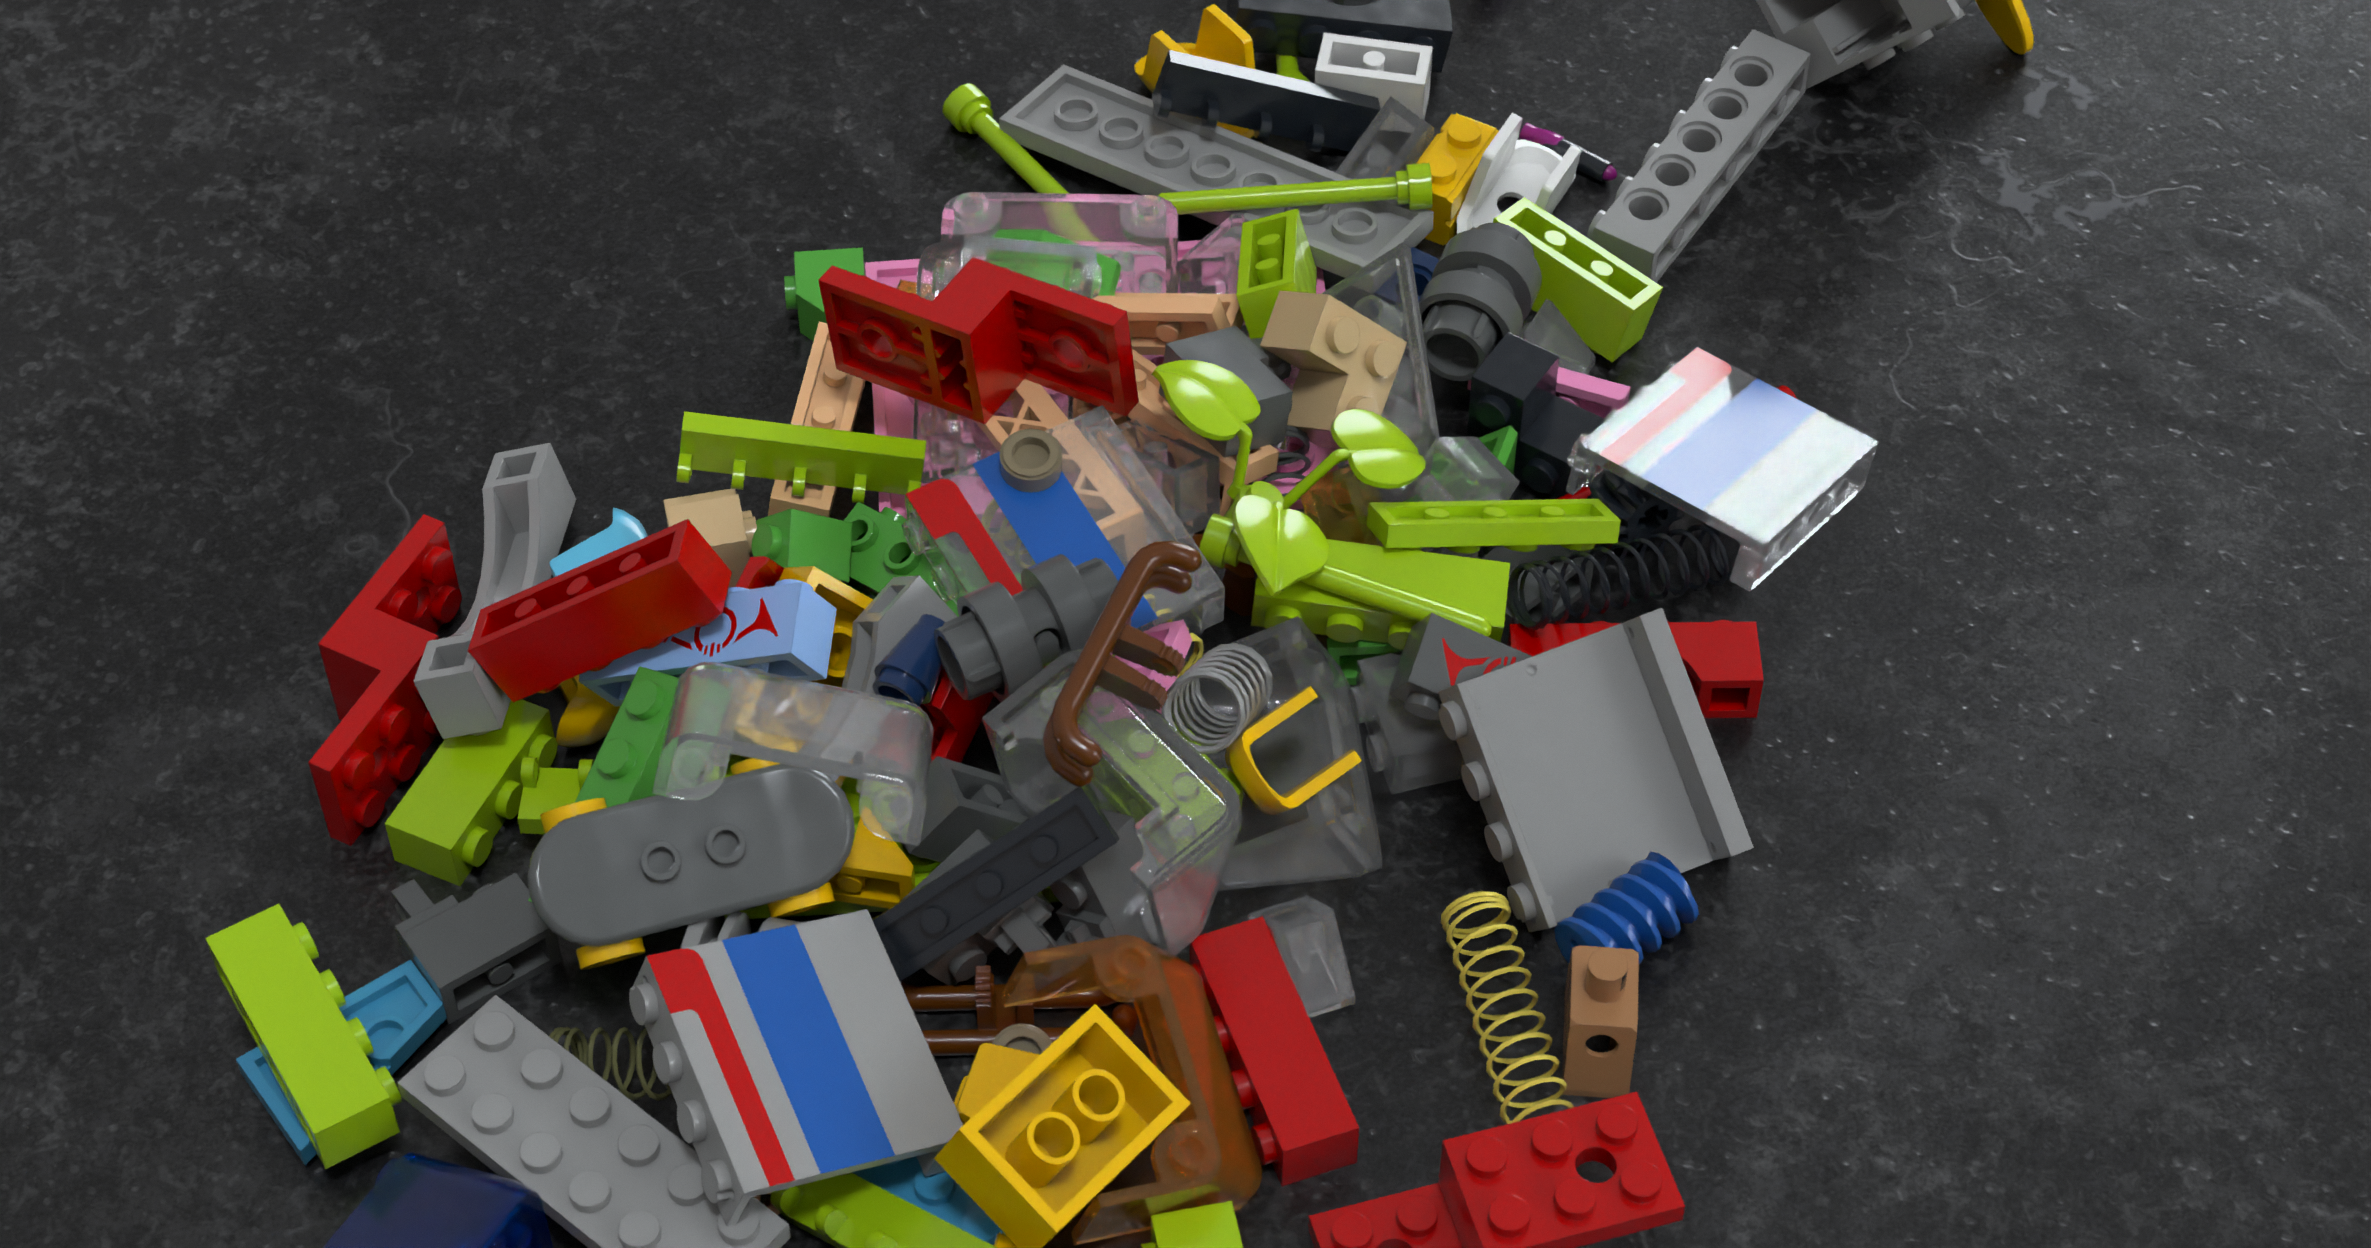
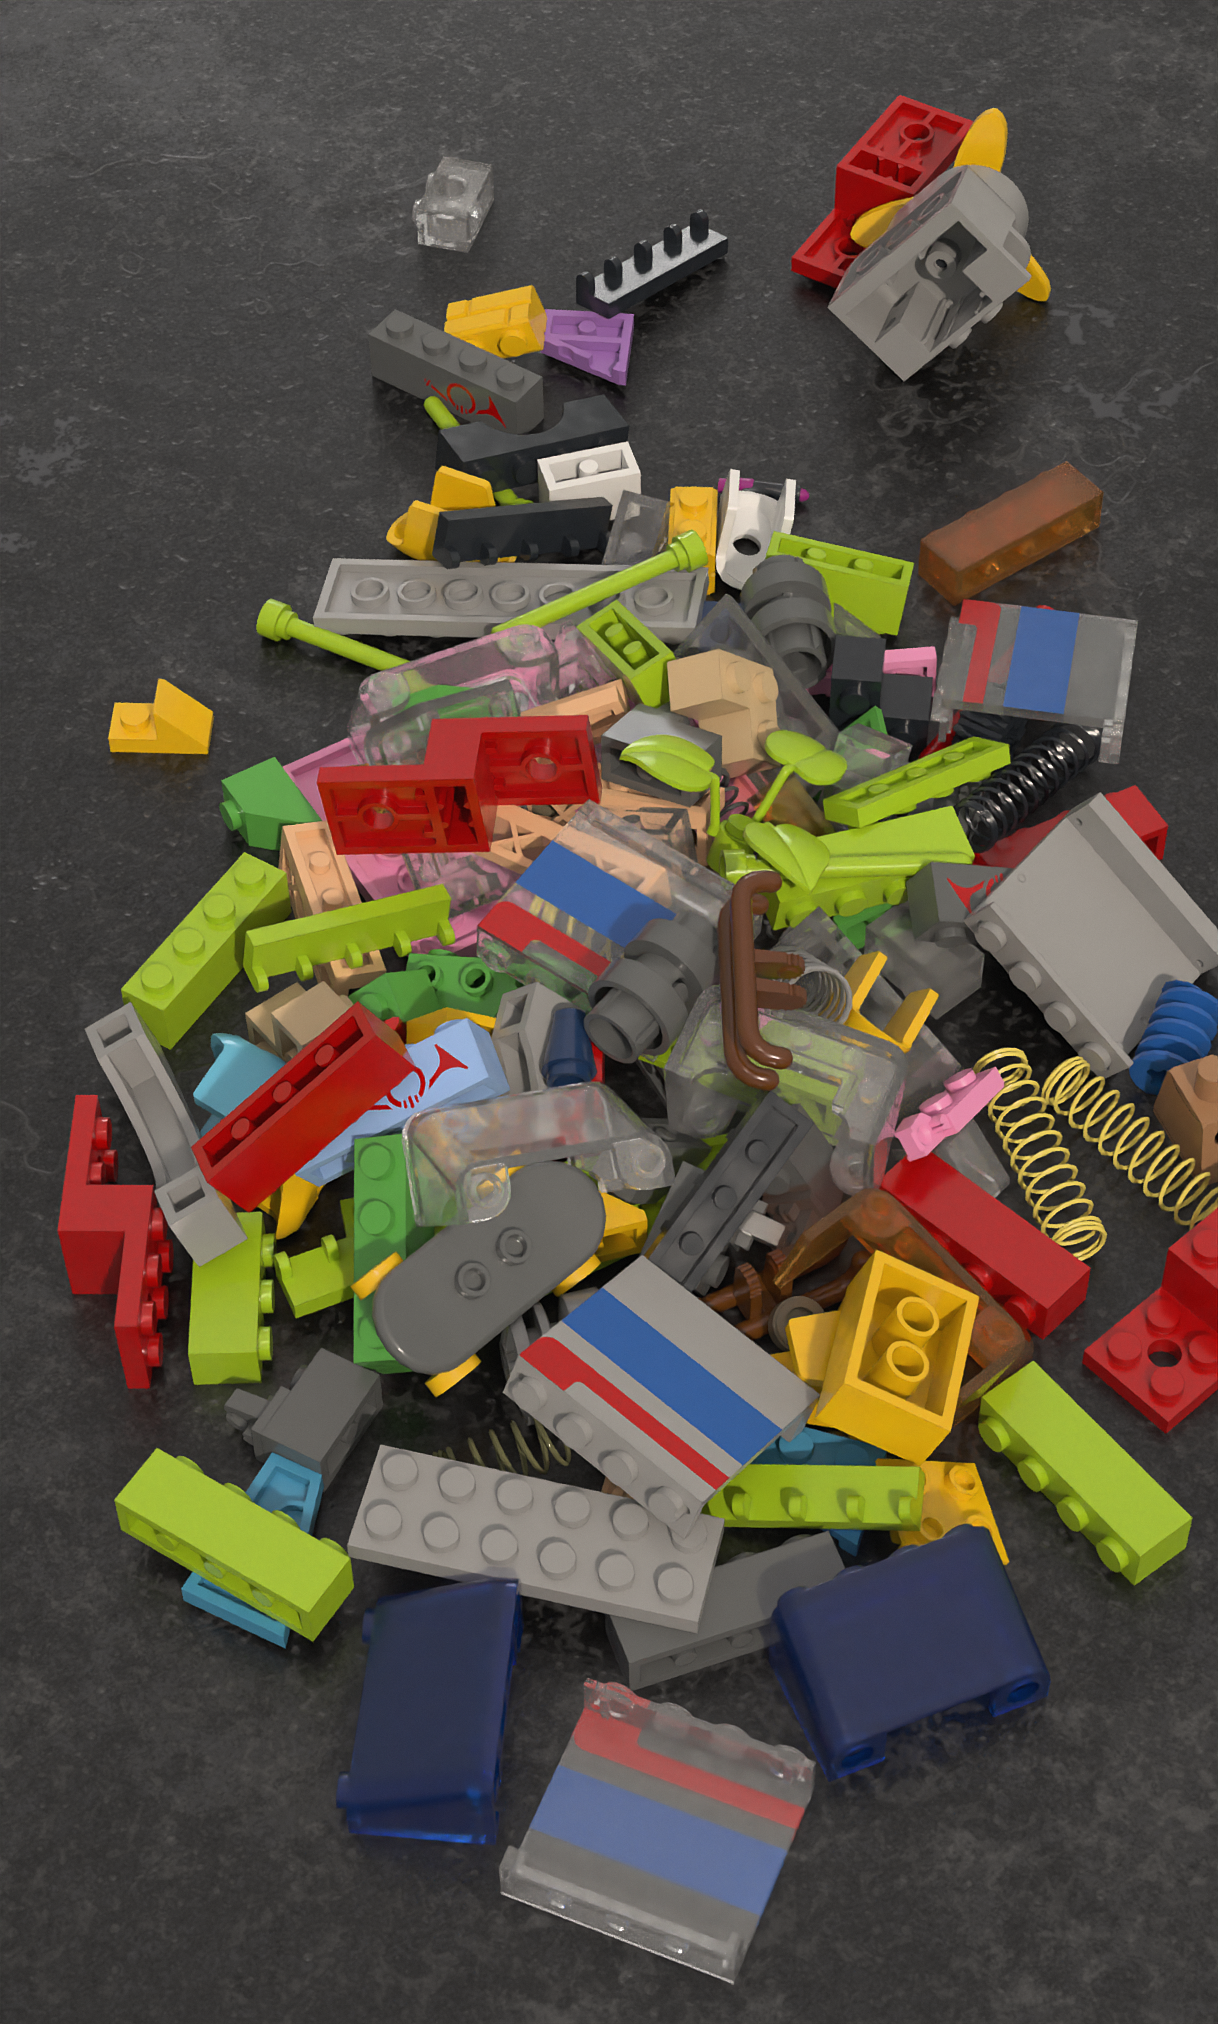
camera: 25 degrees left, 0 degrees up
(640, 434) = (206, 948): none -> lime brick
(788, 174) = (167, 726): none -> yellow slope
(1031, 460) = (562, 861): dark tan tile -> none
(1301, 894) = (948, 1111): none -> bright pink hinge
(1412, 894) = (1070, 1227): none -> light yellow piece
(1702, 154) = (866, 450): light grey brick -> none
(1808, 295) = (1010, 533): none -> clear orange brick

